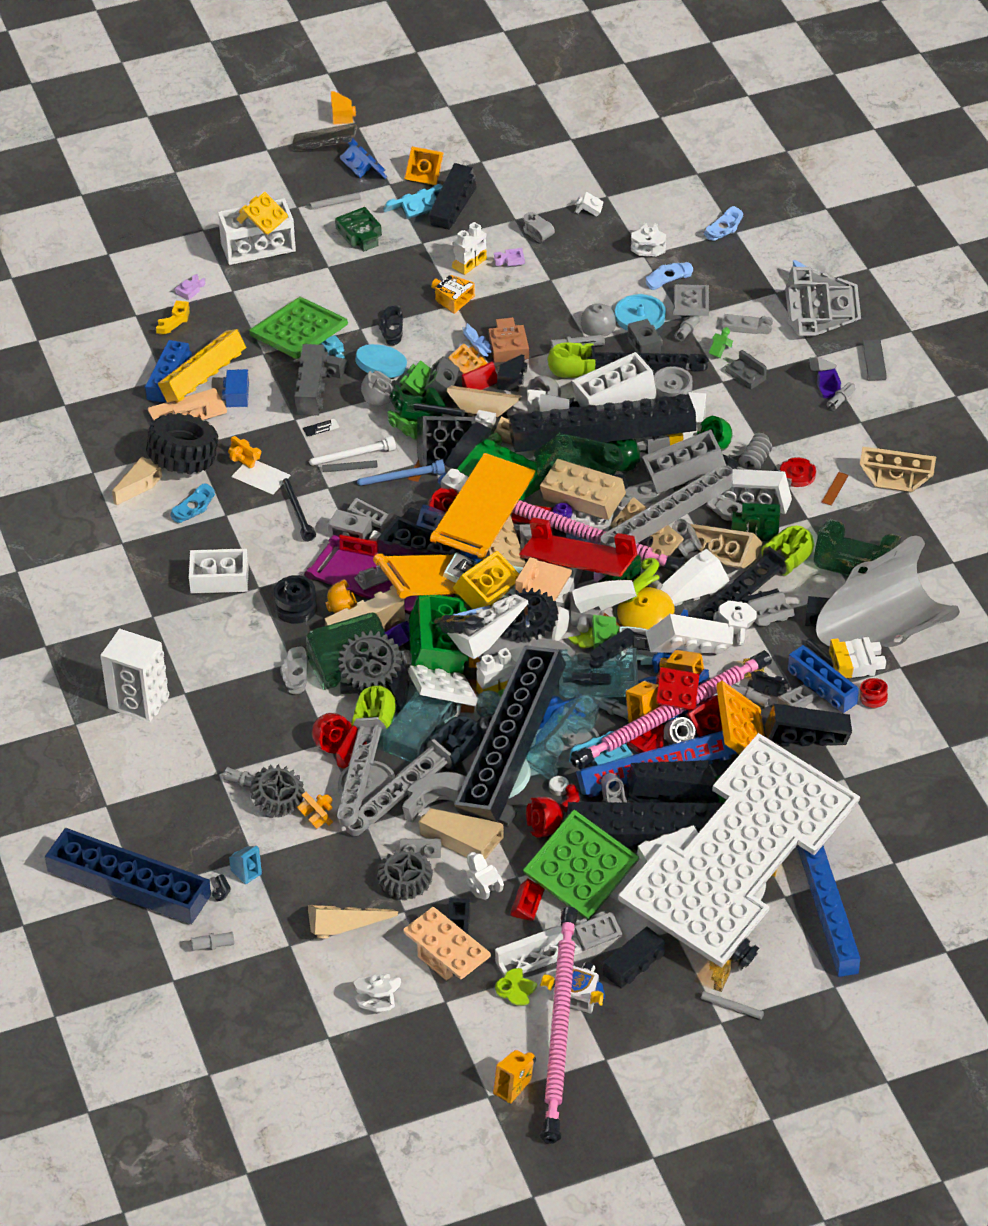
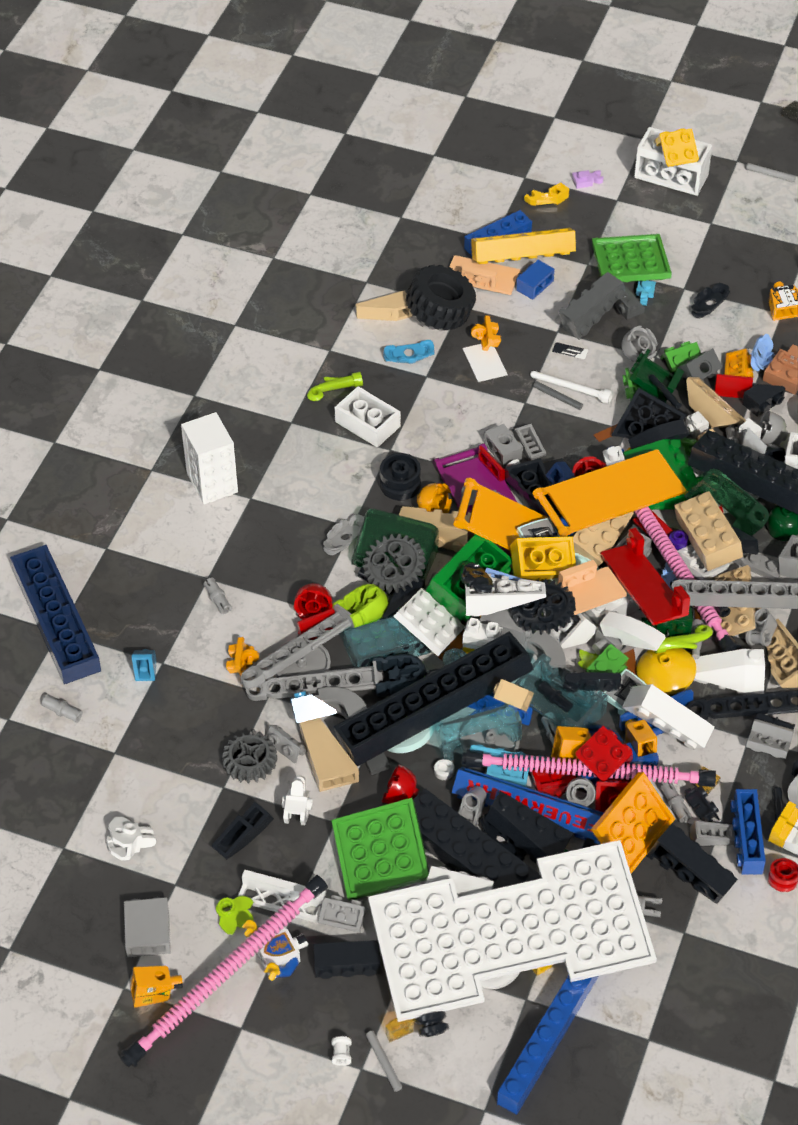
camera: 40 degrees right, 5 degrees up
(172, 551) = (334, 383): none -> lime plant
(223, 890) = (108, 675): black arm -> none
(268, 797) = (215, 610): dark grey gear -> none
(307, 532) = (469, 428): black piece -> none
(333, 920) = (160, 755): tan wedge -> none
(359, 228) = (764, 205): dark green piece -> none
(381, 359) = (668, 323): medium azure piece -> none
(399, 633) = (443, 556): dark purple panel -> none
(418, 804) = (309, 707): none -> slope
(436, 468) = (622, 438): medium blue piece -> none
(445, 945) = (214, 837): light nougat bracket -> none
(462, 1041) = (147, 927): none -> light grey brick
(527, 900) = (318, 849): red slope -> none
(570, 689) = (513, 695): none -> tan slope
(572, 796) = (444, 787): red arm -> none
(697, 1018) = (341, 1050): none -> white bush
(736, 619) = (726, 729): white hinge -> none

